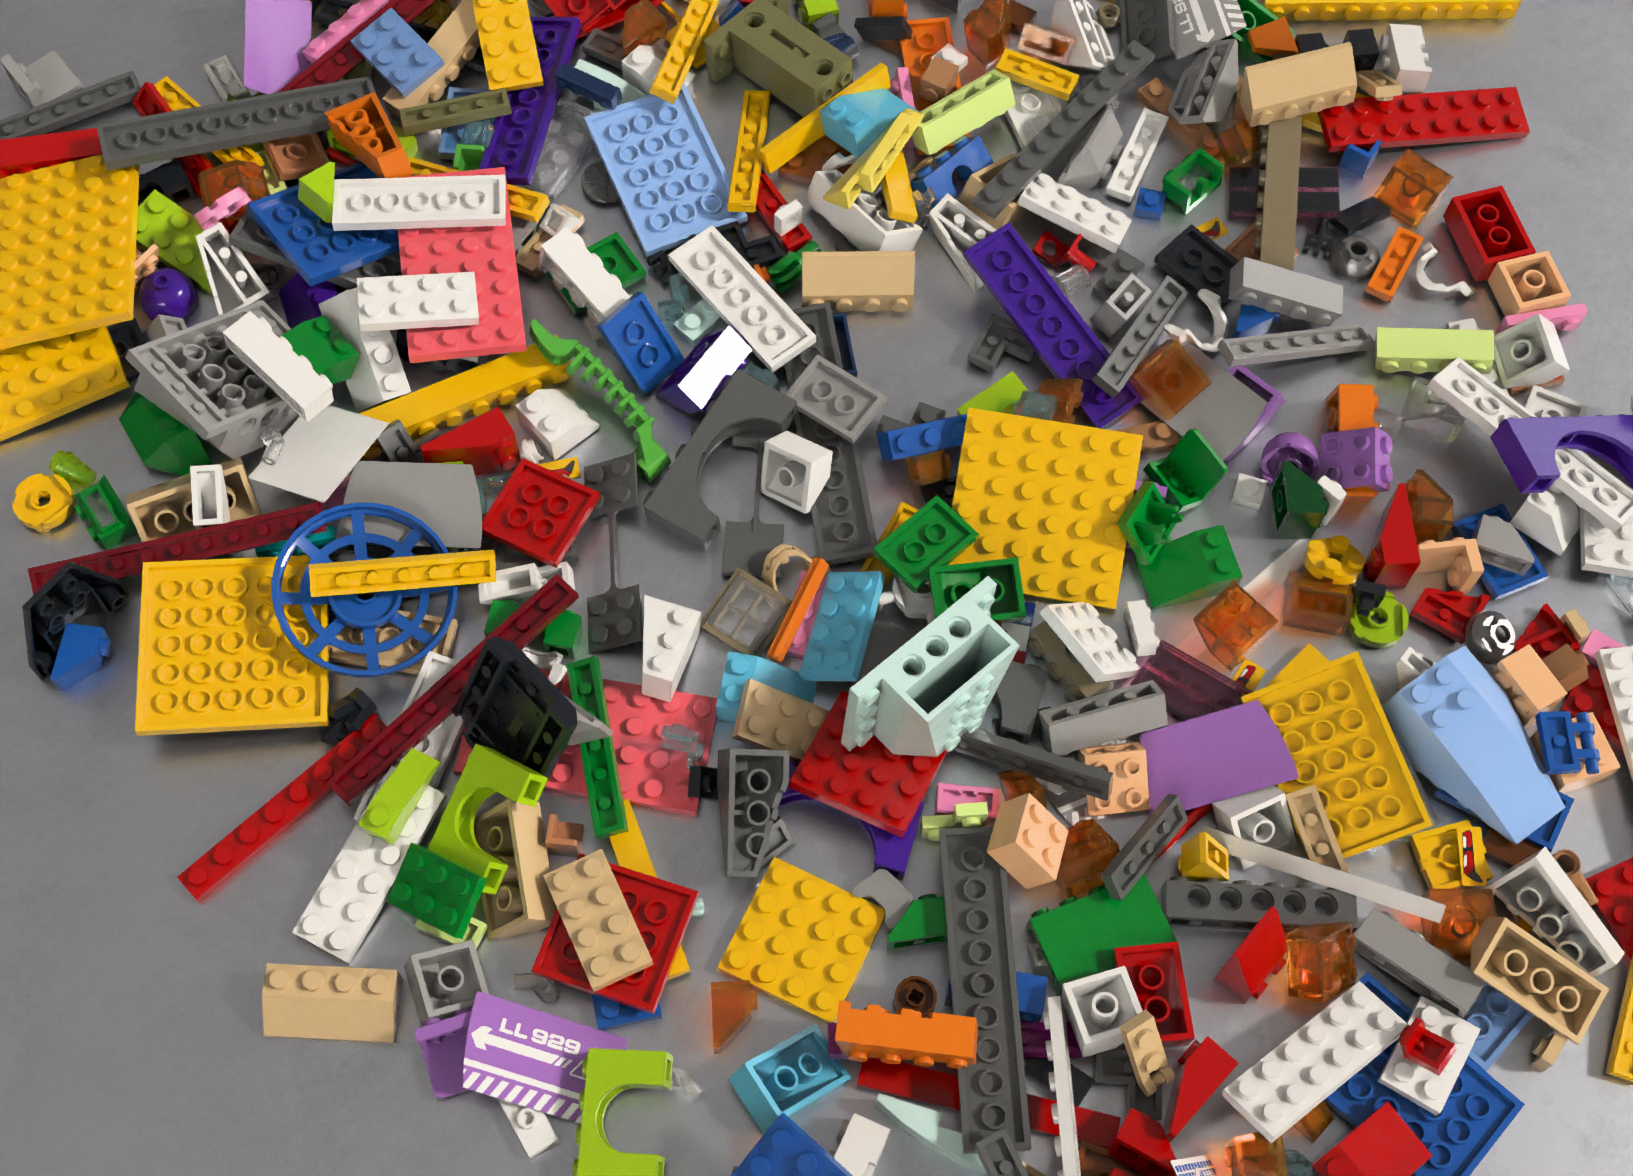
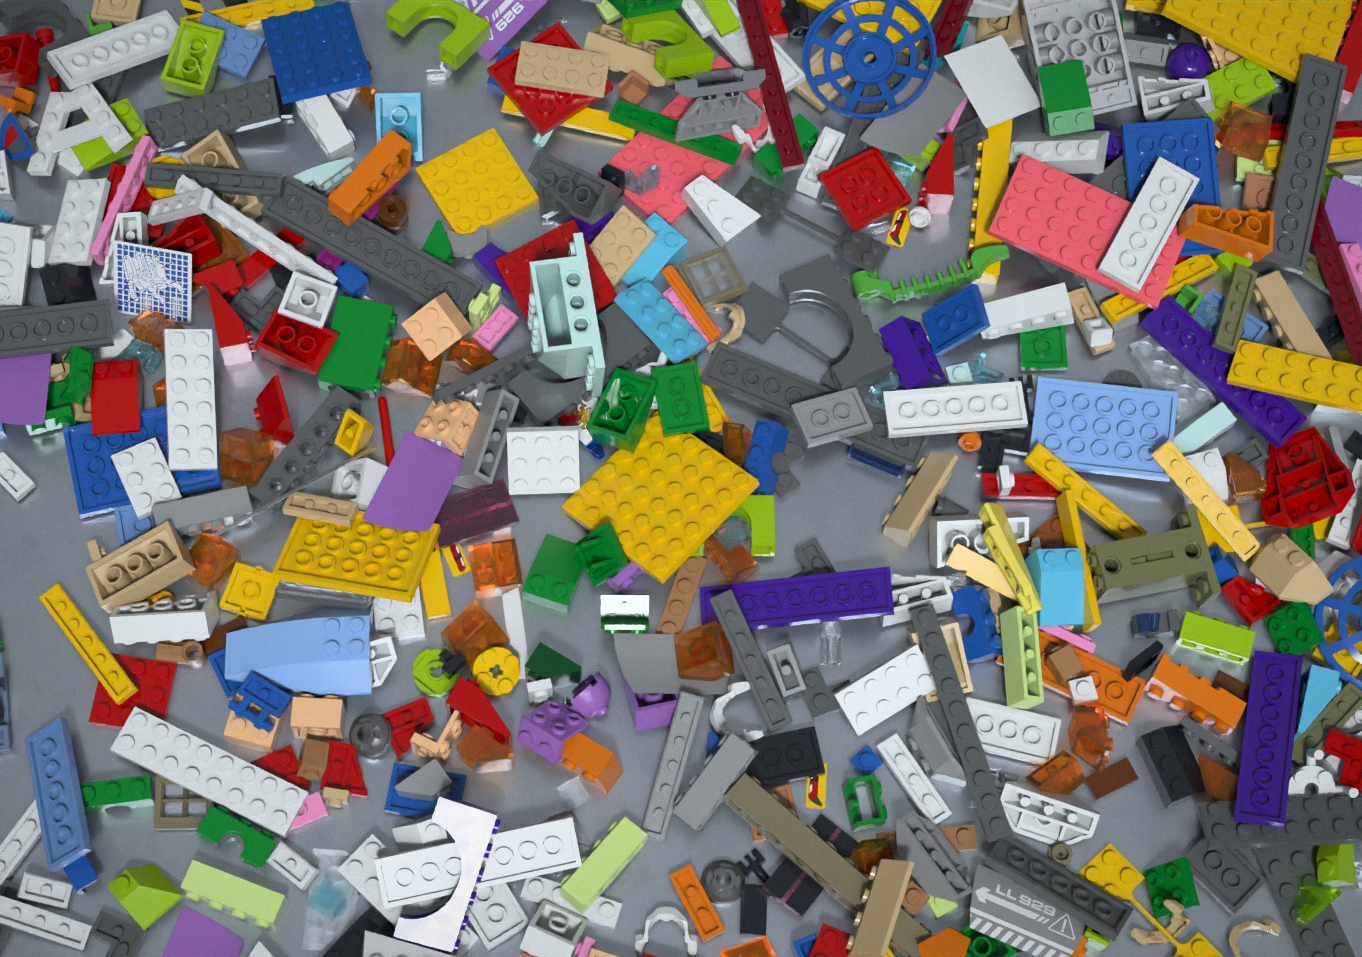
camera: 120 degrees right, 5 degrees up
(222, 208) = (1218, 100): bright pink plate -> none
(274, 444) = (1017, 59): clear arm -> none
(279, 366) = (1058, 68): white brick -> none
(317, 191) = (1201, 167): lime slope -> none
(397, 52) = (1310, 294): medium blue plate -> none
(402, 573) = (862, 75): yellow plate -> none
(417, 301) = (1060, 176): white plate -> none
(555, 420) = (934, 244): white slope -> none
(588, 86) = (1201, 406): dark blue piece -> none
(730, 1010) = (462, 117): clear orange slope -> none
(789, 267) = (966, 468): green arm -> none
(794, 470) = (795, 363): white slope -> none
(1037, 74) = (1028, 745): yellow plate -> none
(1063, 252) = (857, 664): red bracket -> none
(1141, 628) = (535, 510): white piece -> none
(1144, 847) = (387, 399): dark grey plate -> none
(1146, 1052) = (264, 306): tan plate -> none
(1249, 491) = (588, 659): white plate -> none
(1426, 1047) = (149, 464): red bracket -> none
(1471, 856) = (240, 600): yellow sticker -> none

